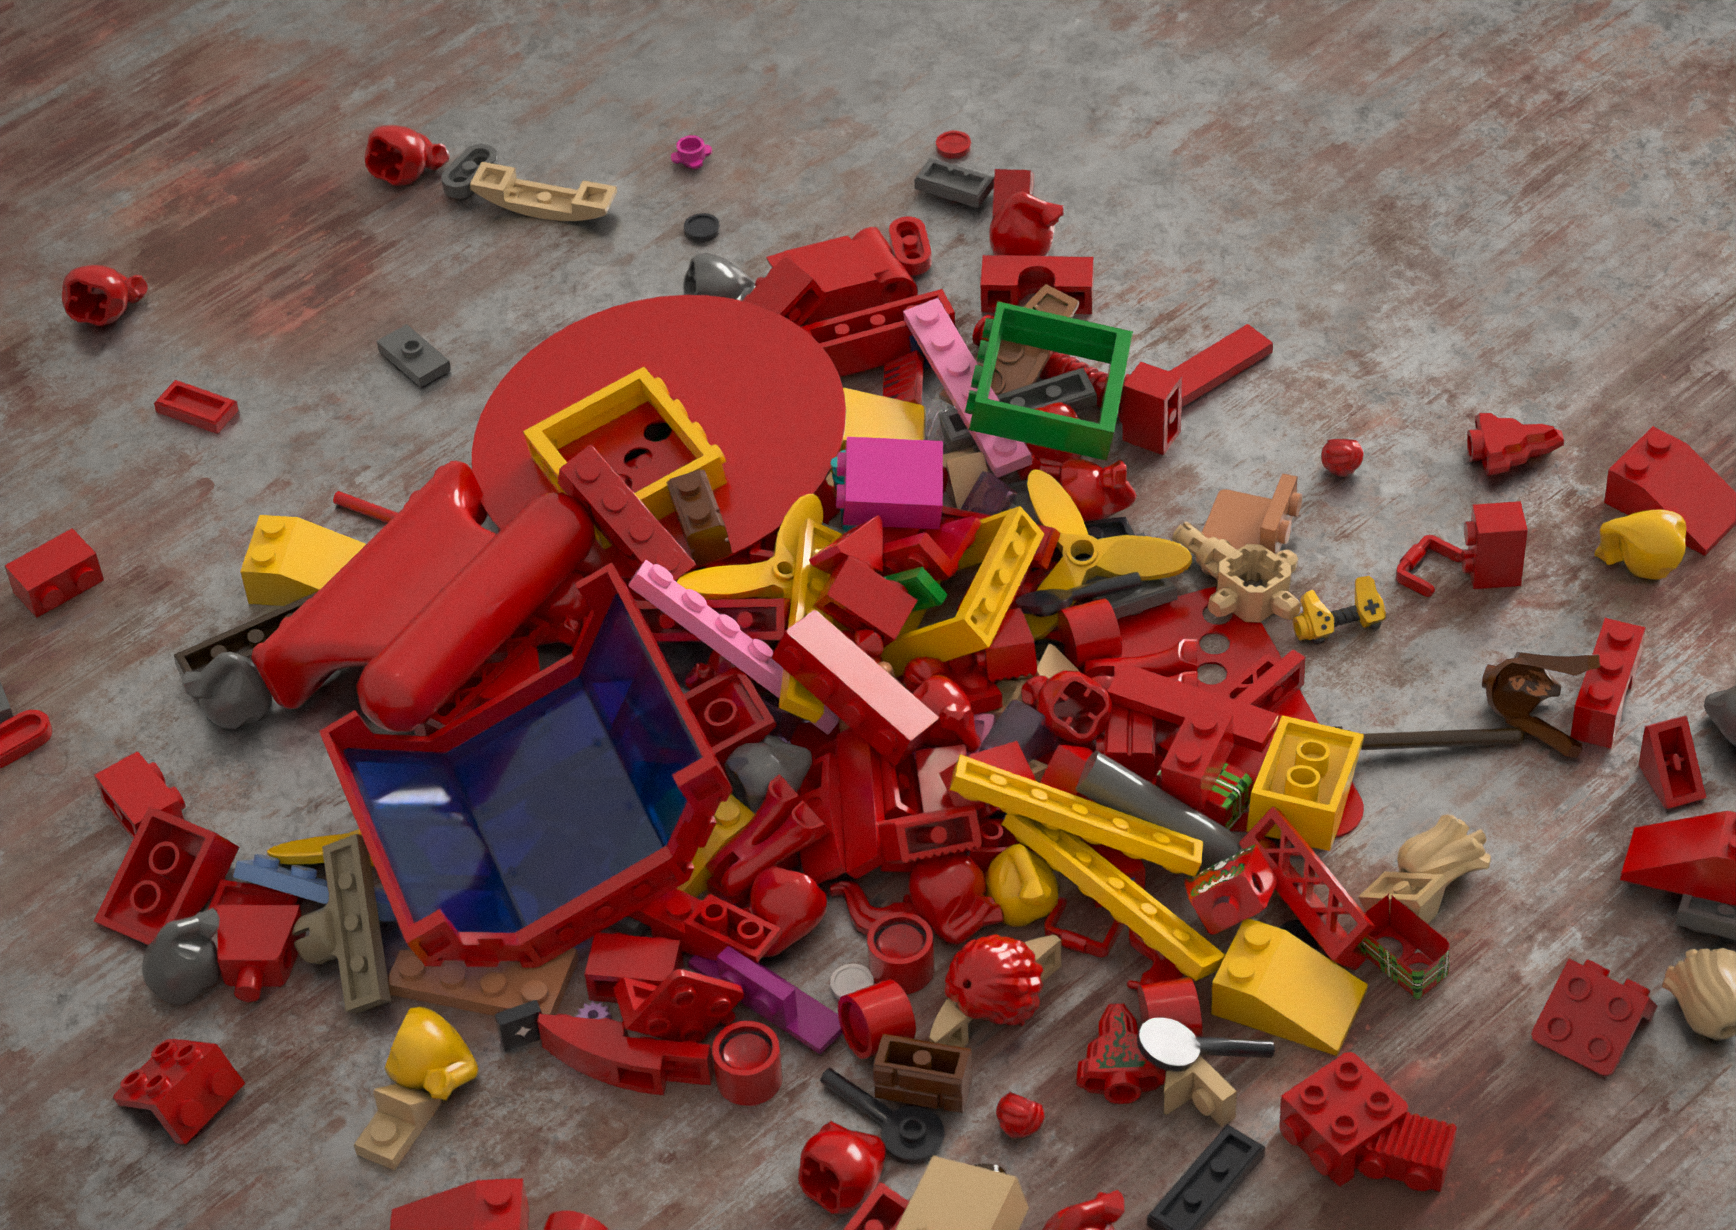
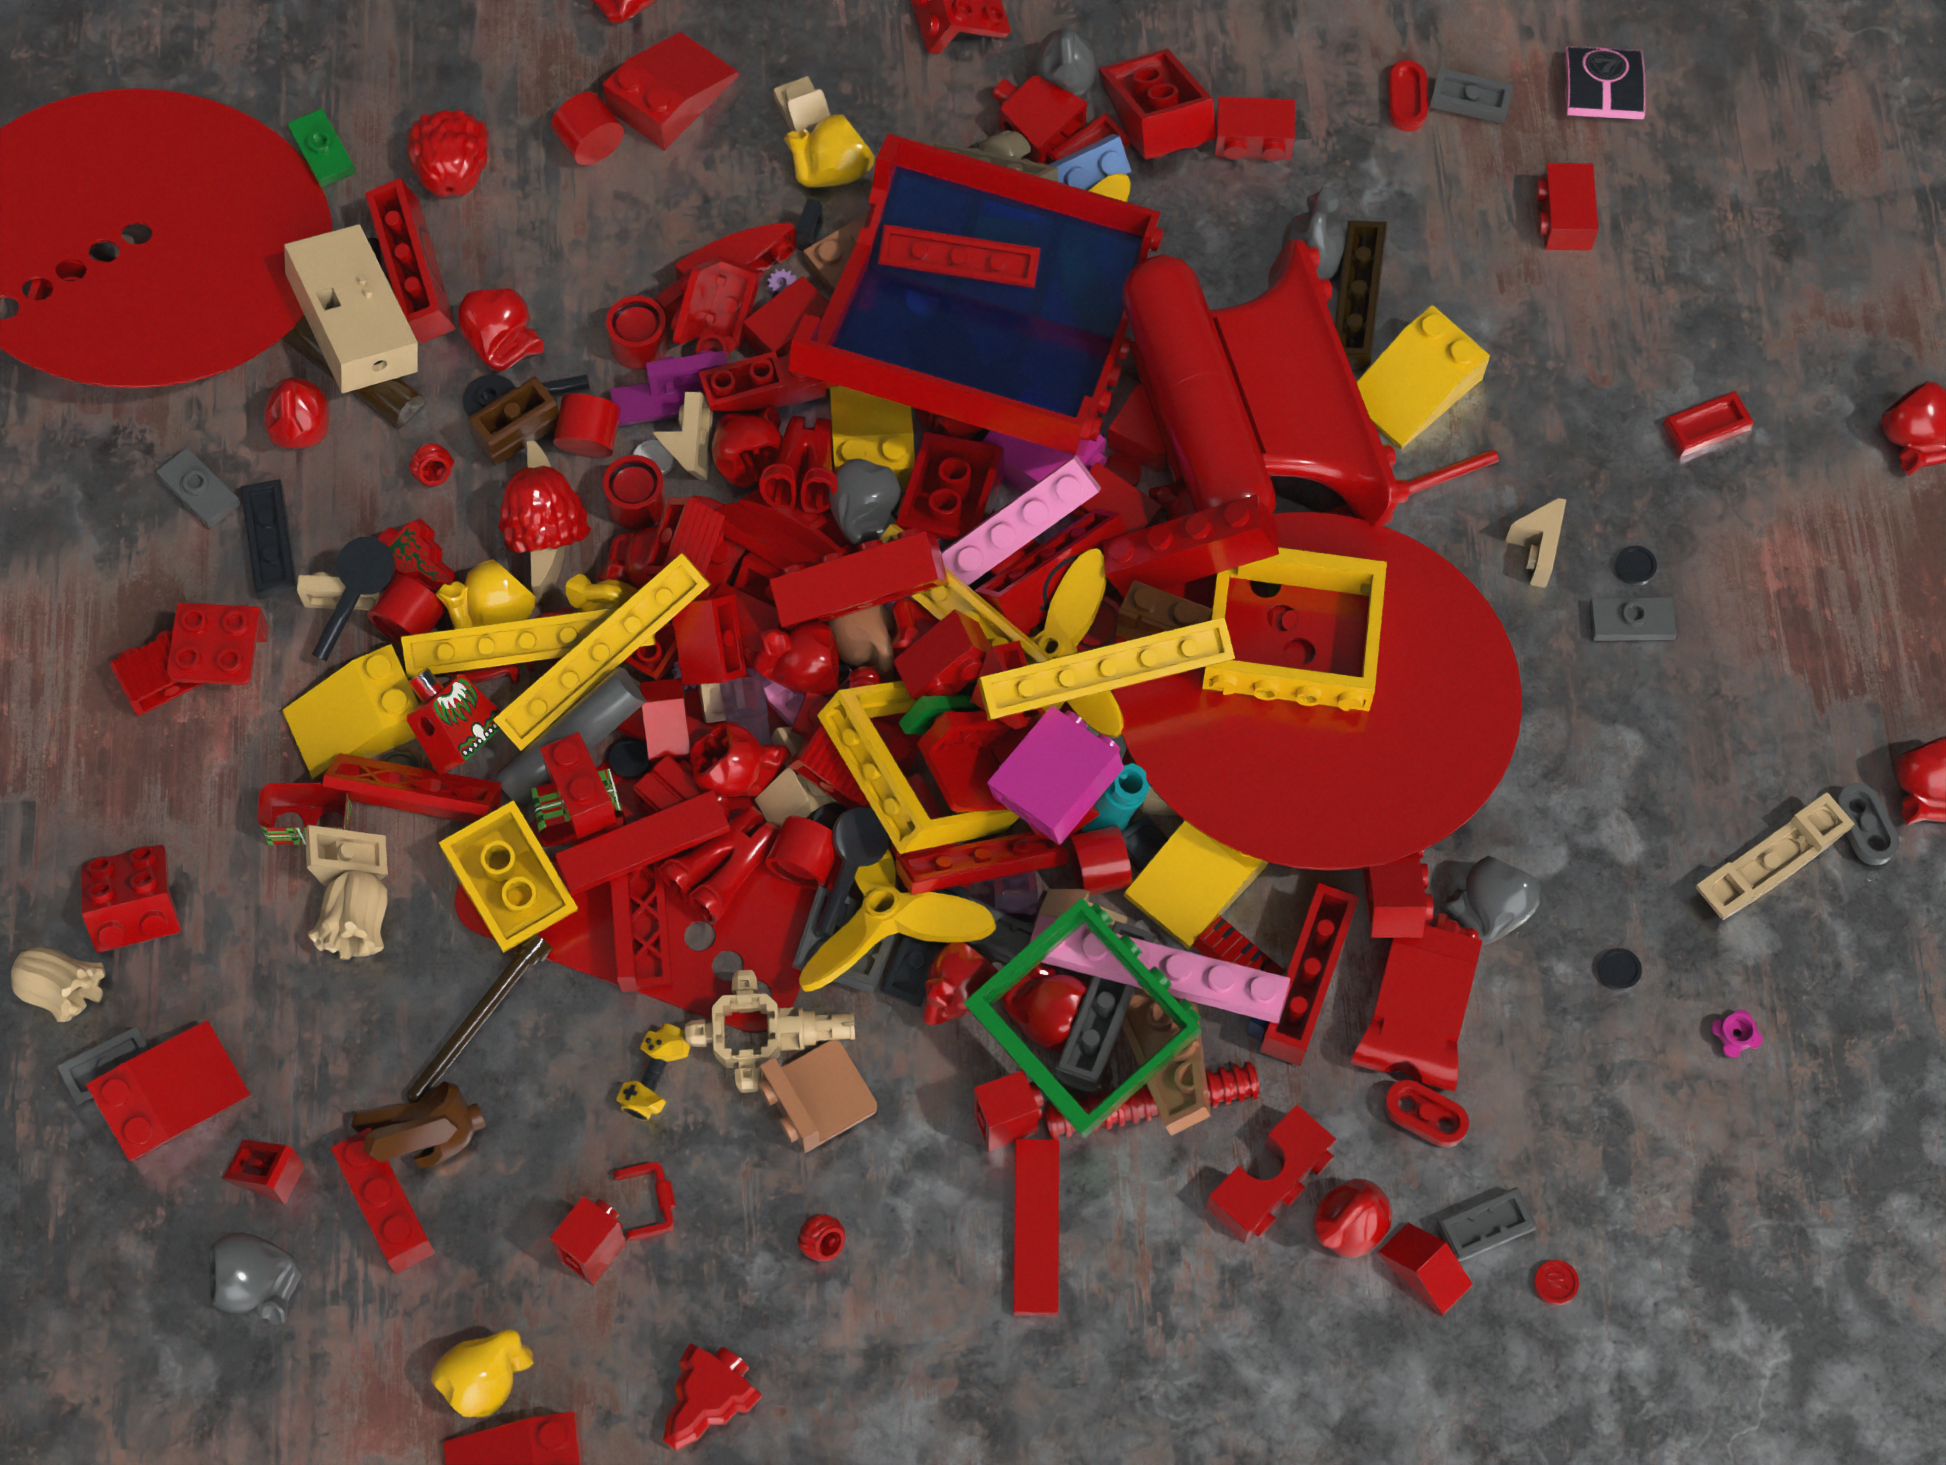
camera: 125 degrees right, 20 degrees up
(363, 380) = (1636, 565): none -> black piece
(387, 425) = (1541, 534): none -> tan slope
(470, 869) = (959, 256): none -> red tile
(787, 483) = (1106, 668): none -> yellow plate
(814, 947) = (693, 443): none -> tan slope
(1098, 964) = (486, 597): none -> yellow piece

